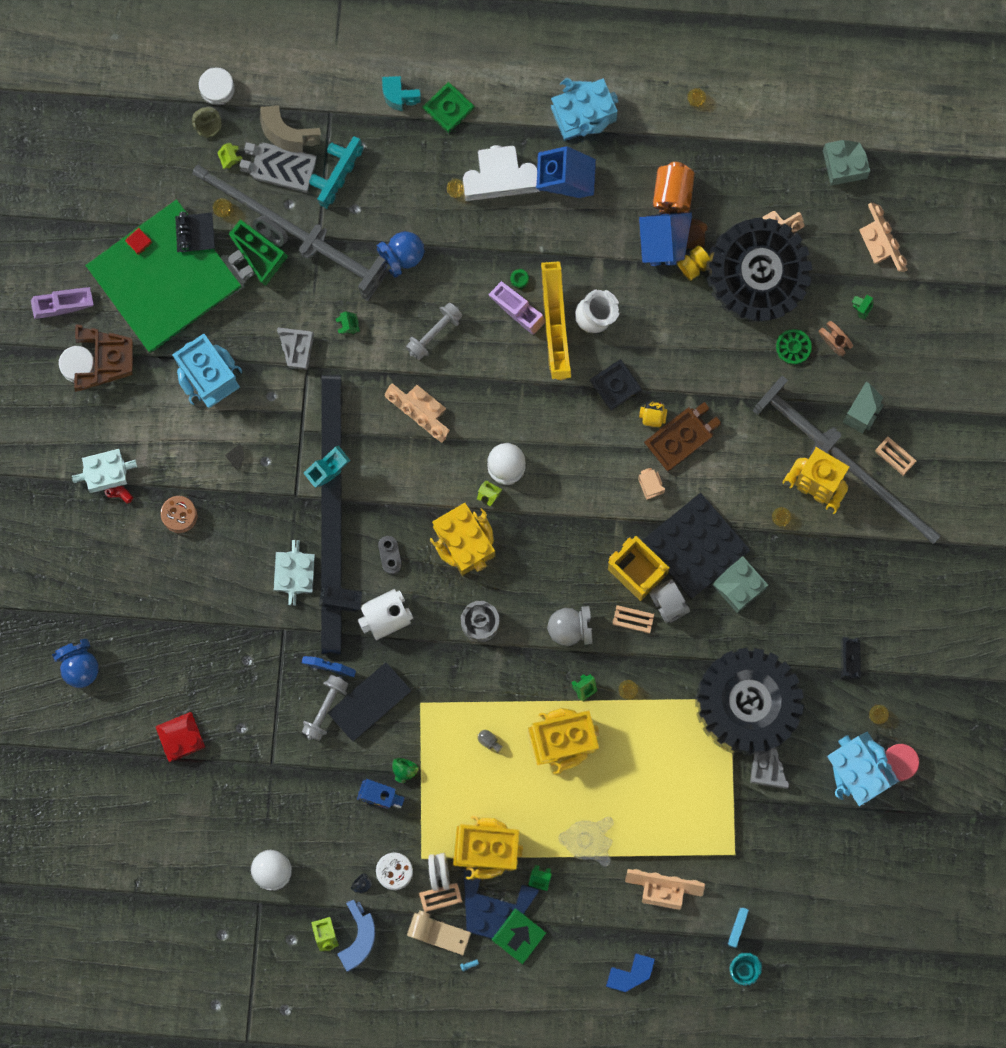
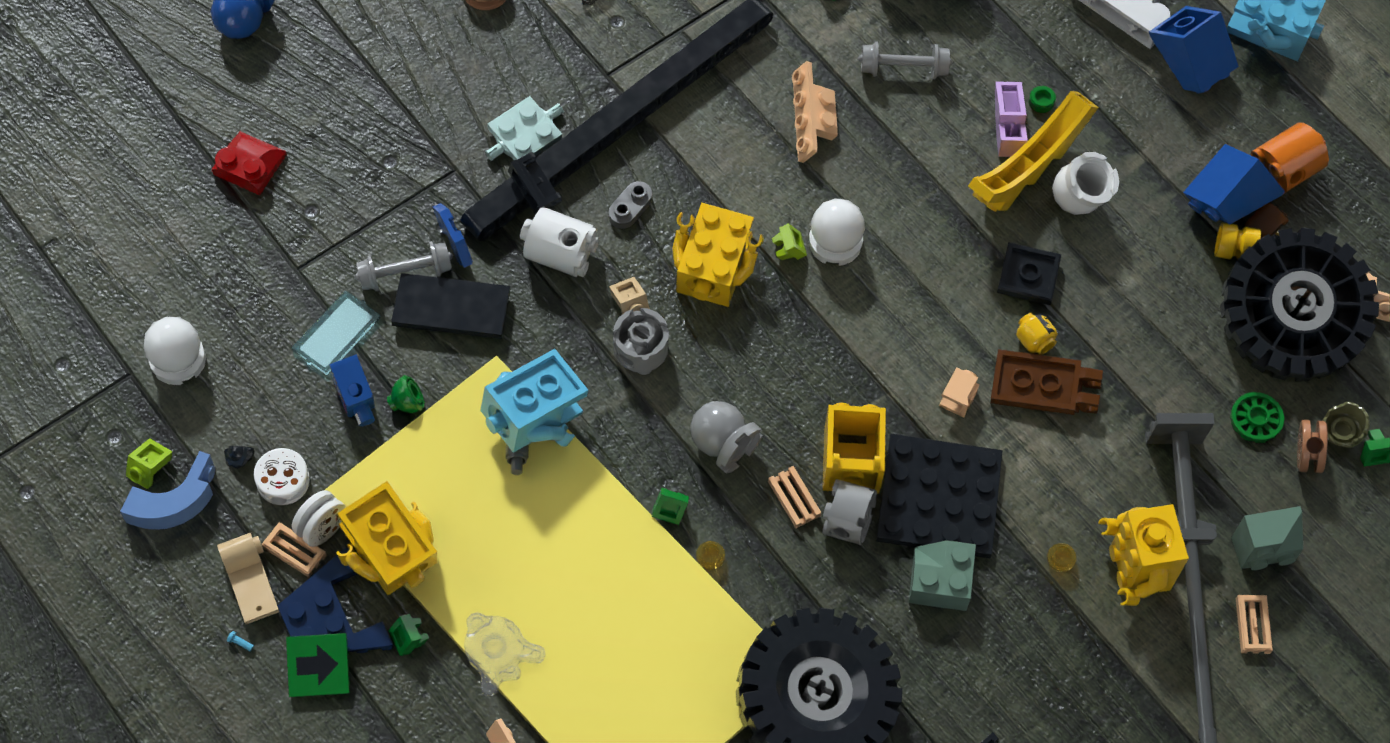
camera: 45 degrees right, 15 degrees down
(327, 468) = (657, 66): teal brick -> none
(329, 774) = (336, 332): none -> clear light blue piece
(448, 605) = (629, 295): none -> tan bracket
(473, 710) = (534, 402): none -> medium azure torso
(563, 737) = (587, 520): yellow torso -> none
(838, 309) = (1347, 424): none -> olive hair

